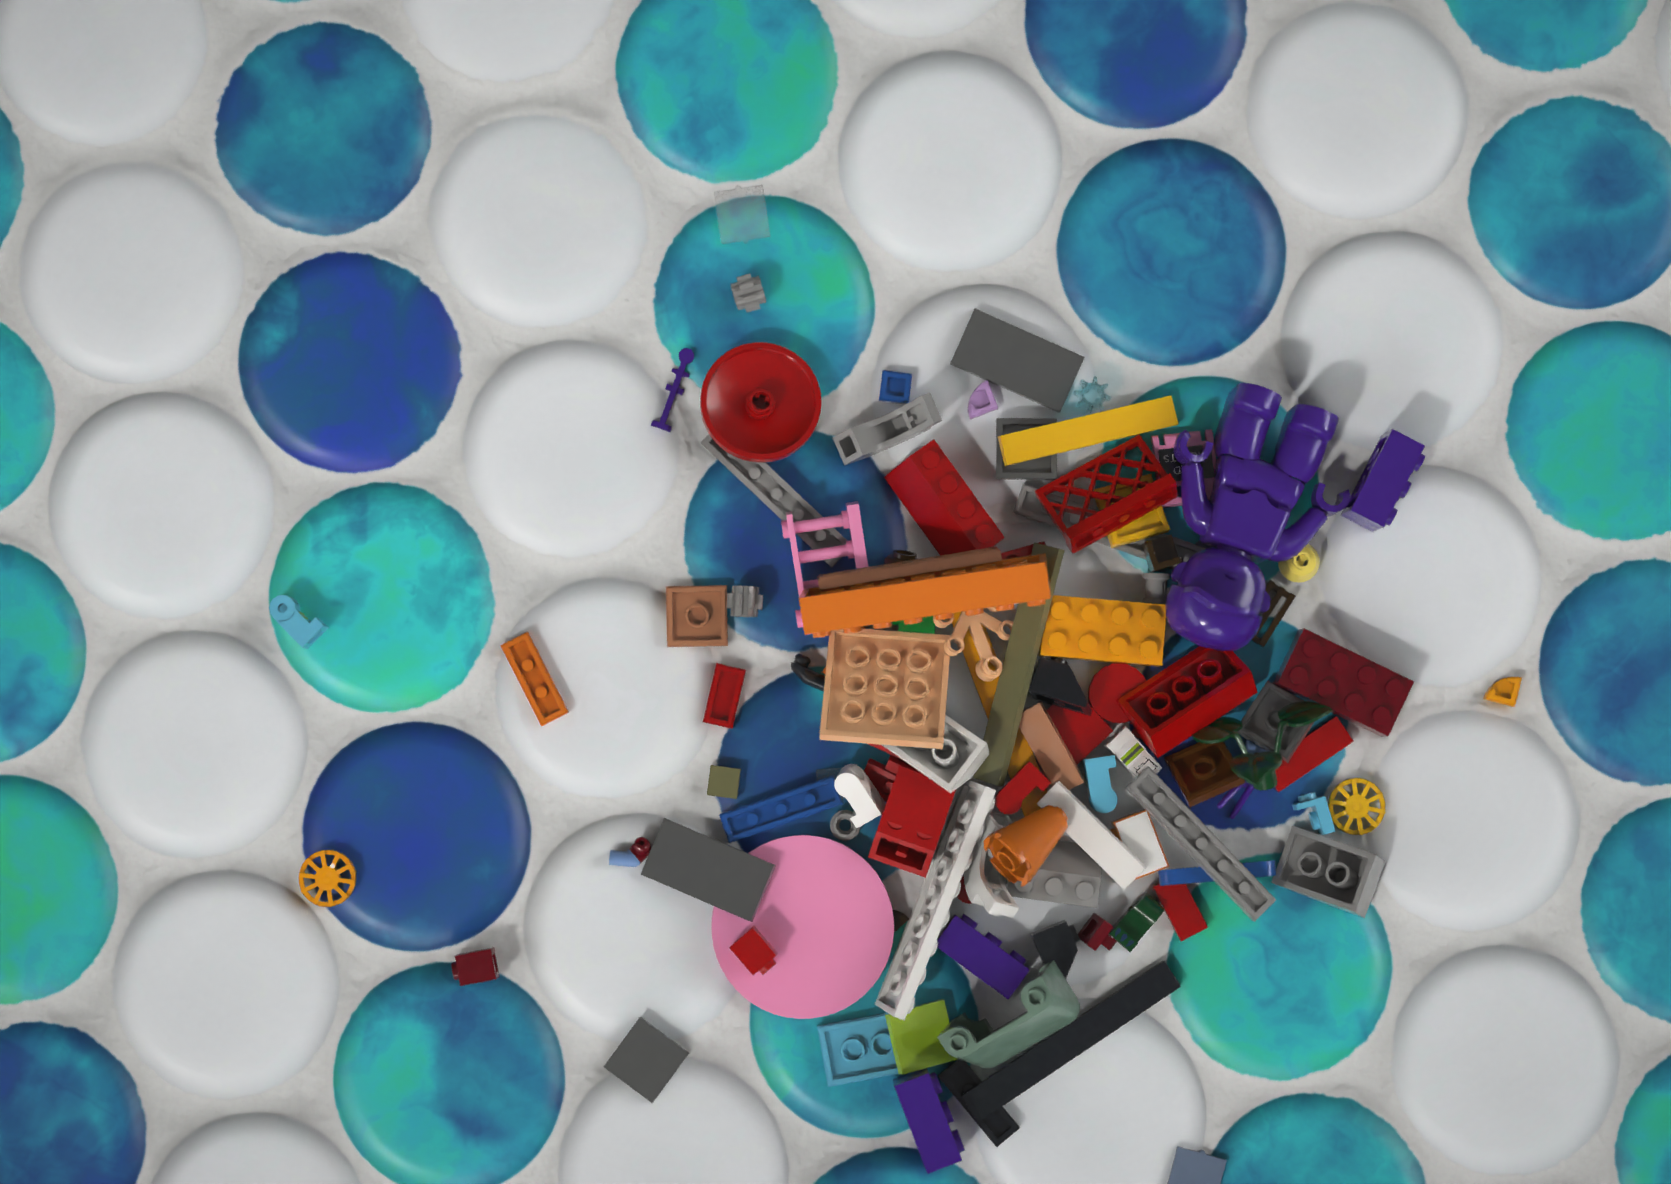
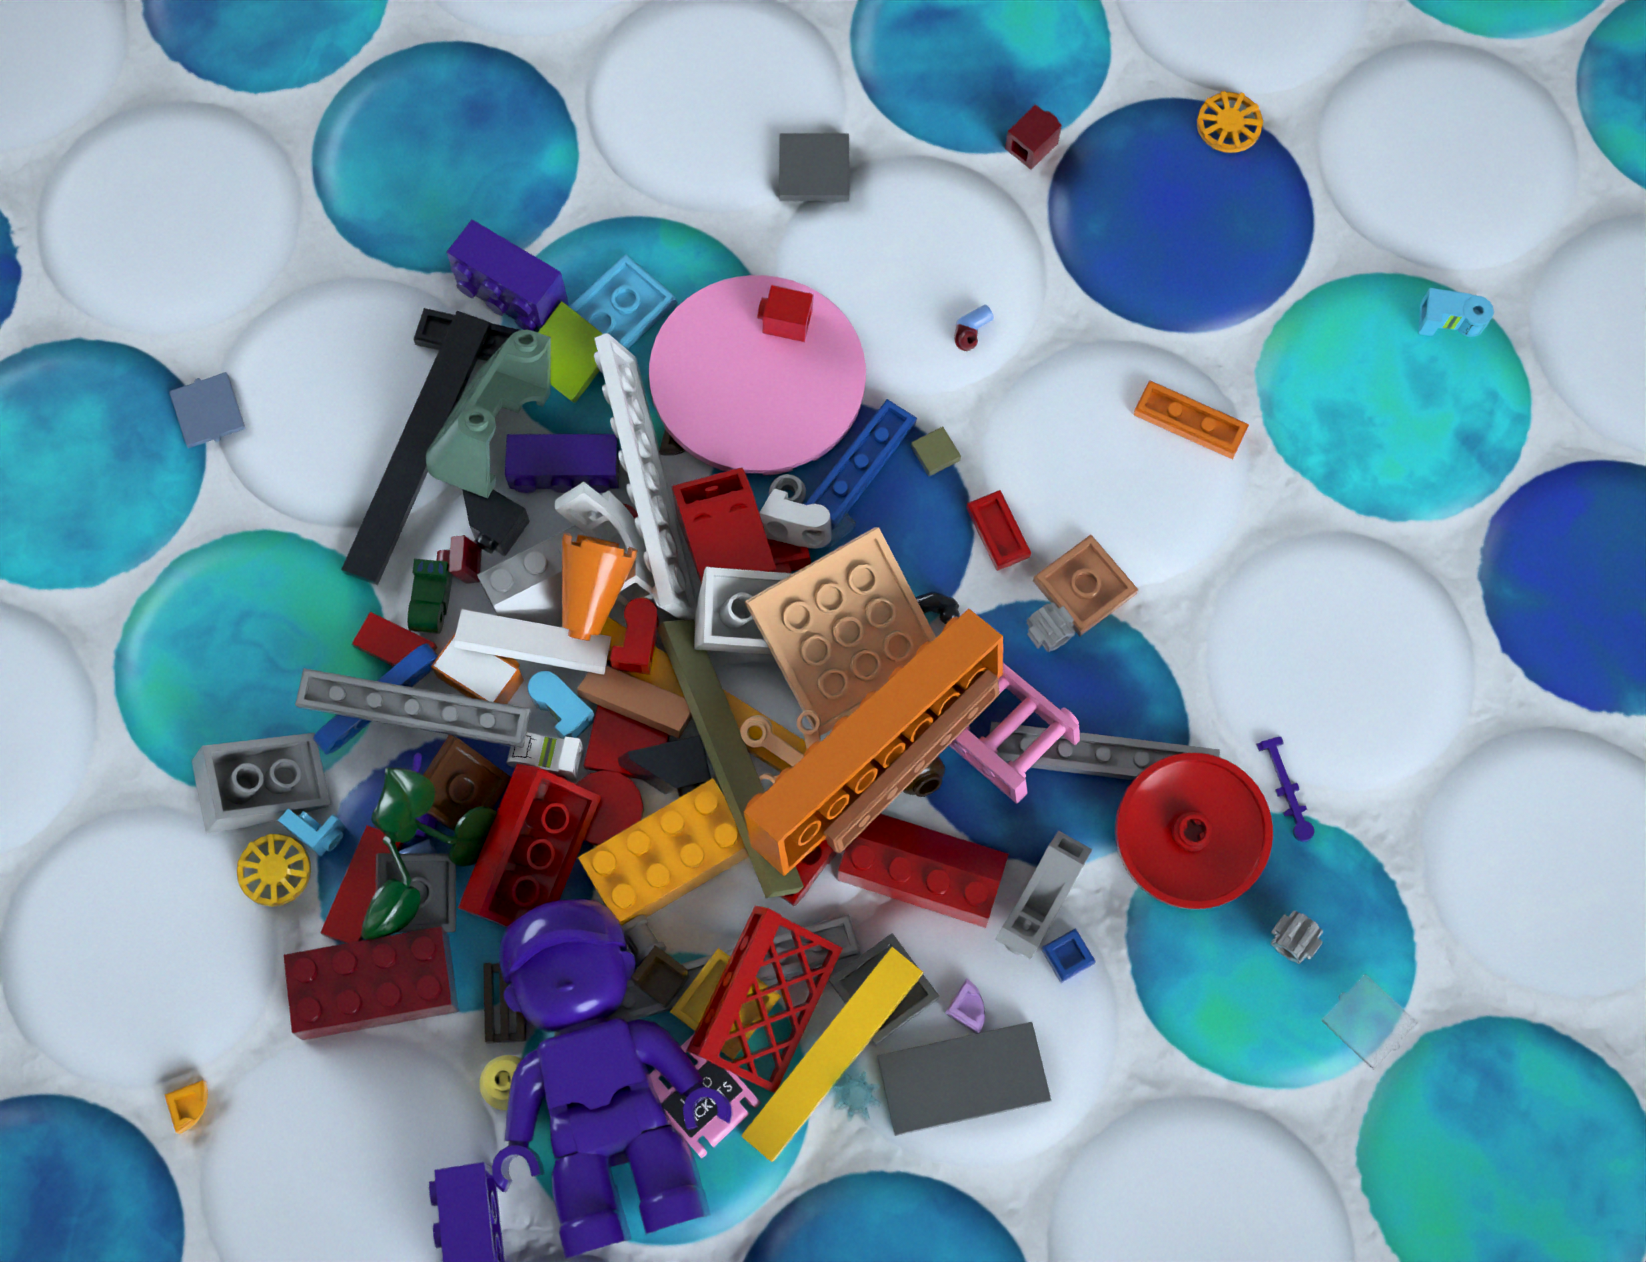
camera: 145 degrees right, 15 degrees down
(708, 869) = (887, 359): dark grey tile -> none

